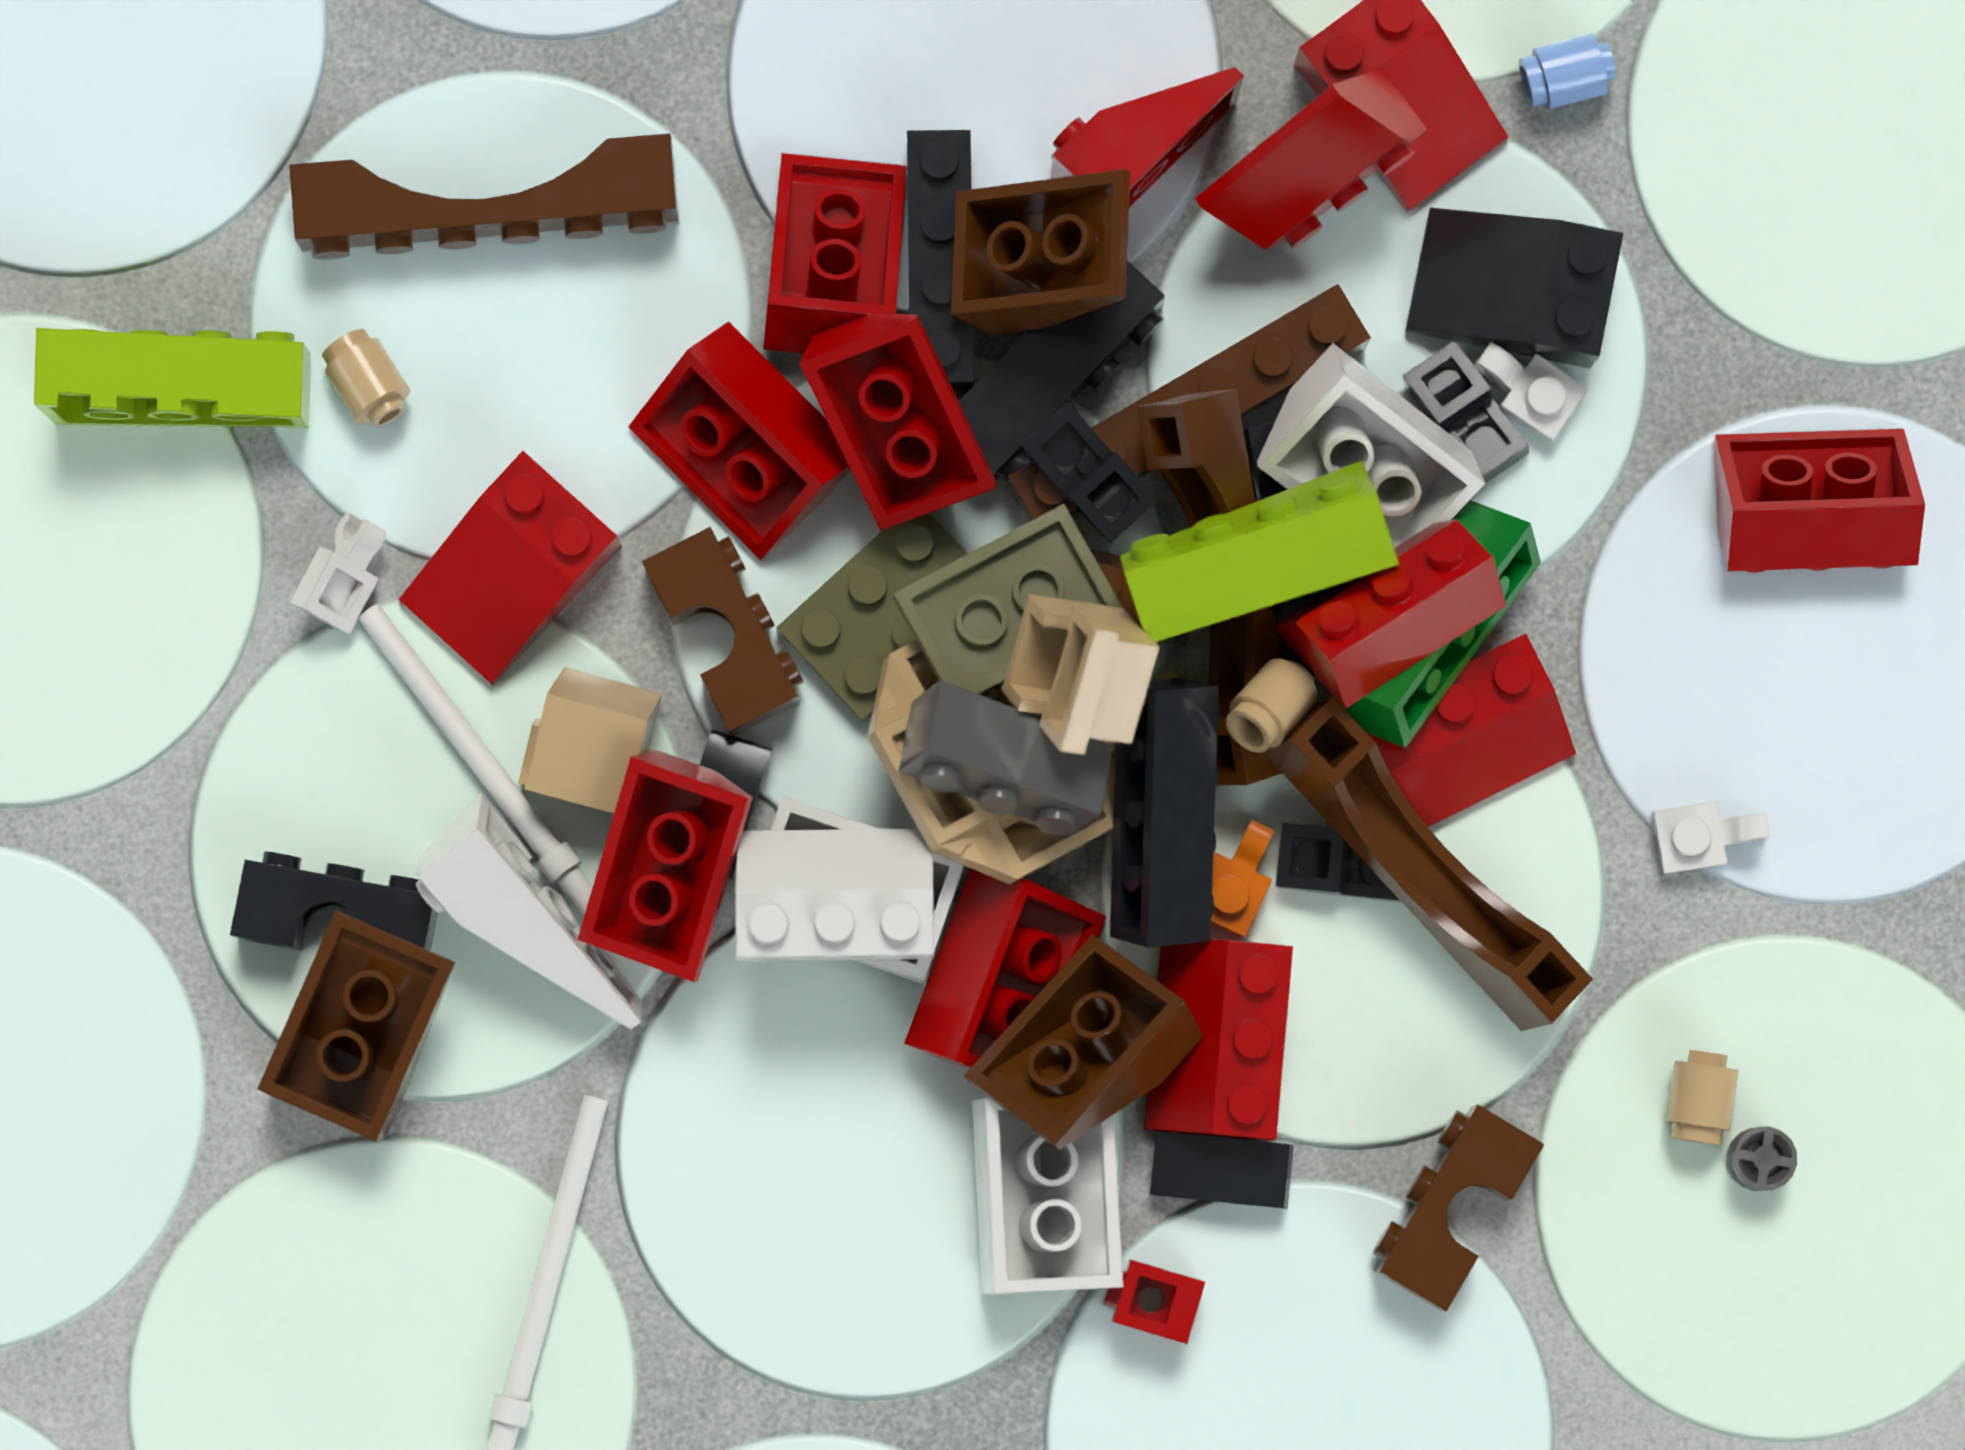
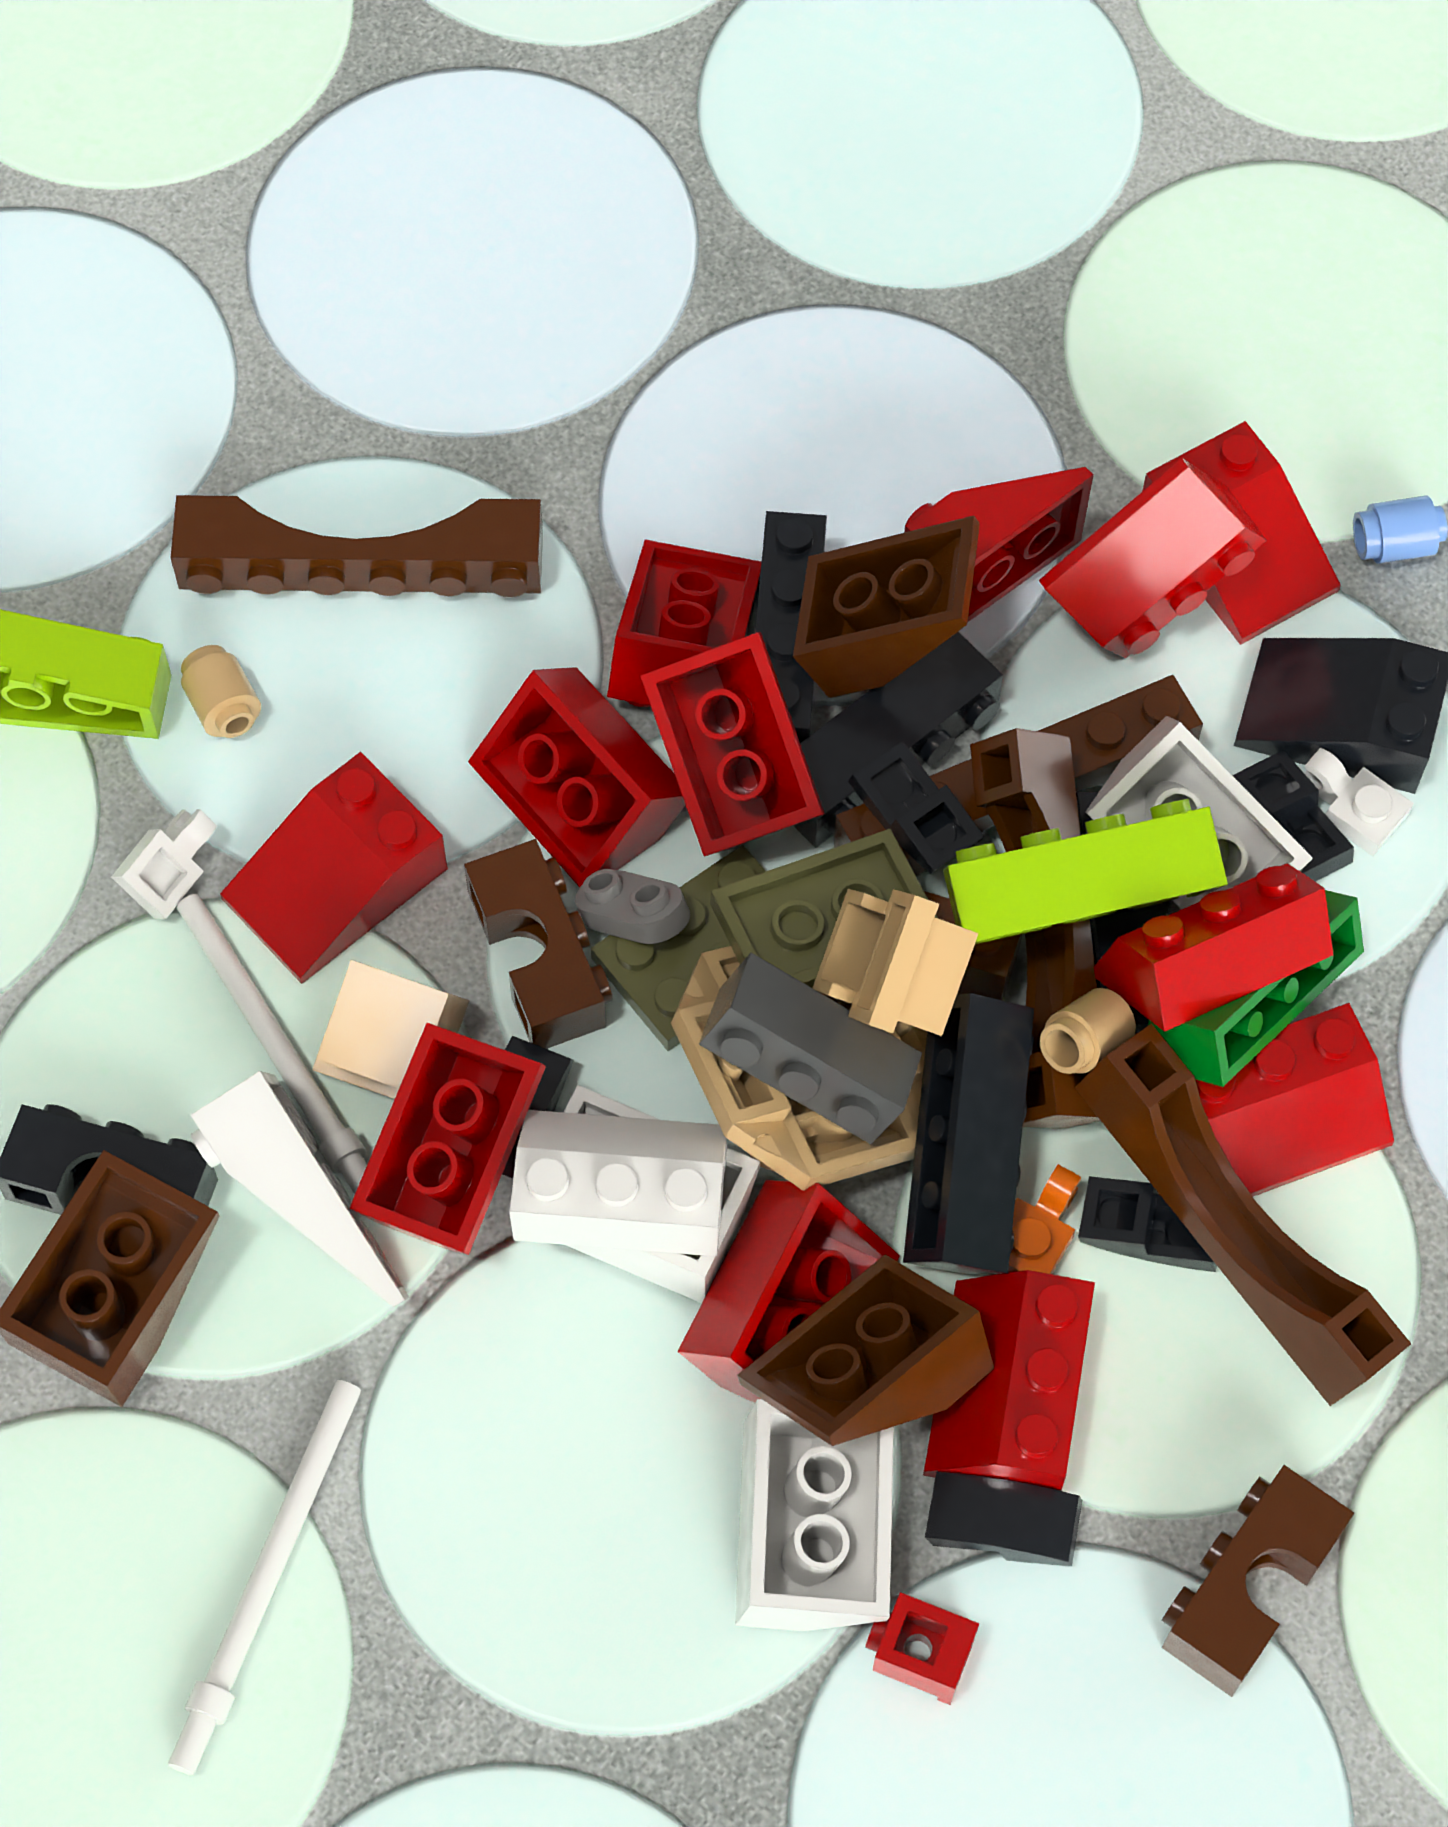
camera: 10 degrees right, 20 degrees down
(807, 584) = (632, 906): none -> light grey plate

